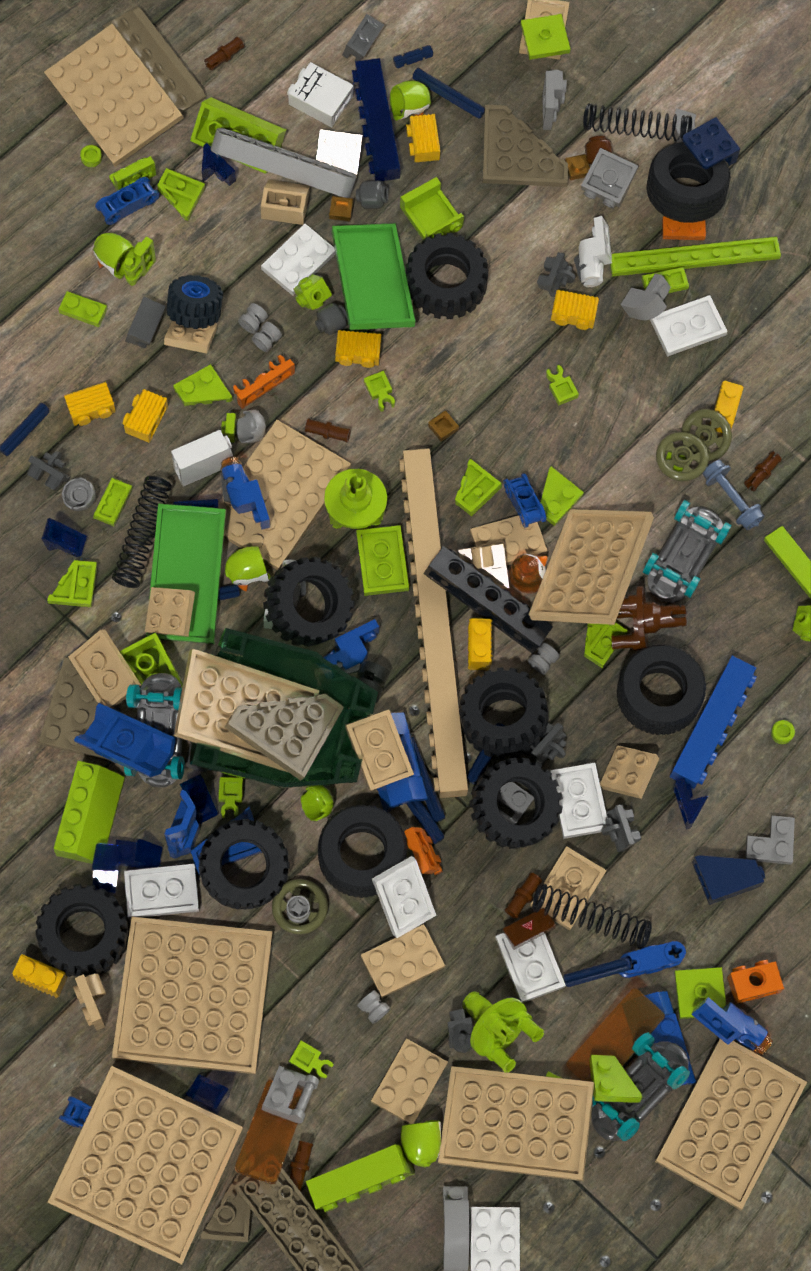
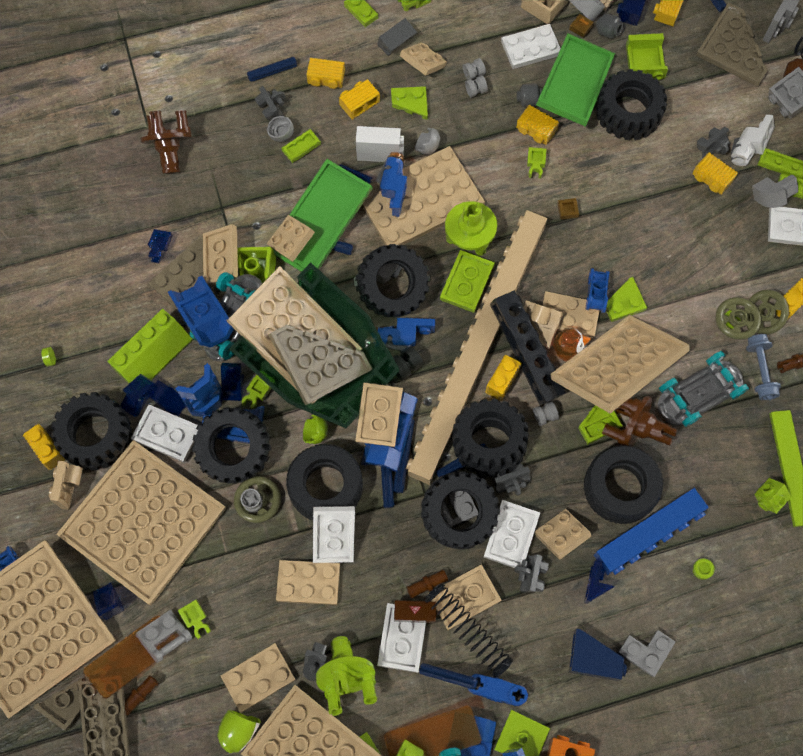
camera: 35 degrees right, 0 degrees up
(22, 691) = (158, 242): none -> clear blue plate
(63, 537) = (250, 151): clear blue slope -> none
(76, 586) = (241, 190): lime wing -> none
(129, 575) = (278, 204): black piece -> none
(194, 301) = (438, 37): black wheel -> none
(229, 426) = (412, 135): lime plate -> none
(246, 567) = (364, 235): lime piece -> none
(264, 382) = (456, 116): orange plate -> none
(312, 292) = (526, 70): lime brick -> none
(327, 430) = (481, 171): reddish brown pin -> none
(359, 1178) = (175, 731): lime wedge -> none
(372, 1005) = (265, 605): light grey wheel -> none
(422, 848) = (370, 508): orange plate -> none
(476, 488) = (566, 265): lime wing -> none
(561, 388) = (672, 224): lime plate -> none
(577, 167) = (773, 75): pearl gold plate -> none

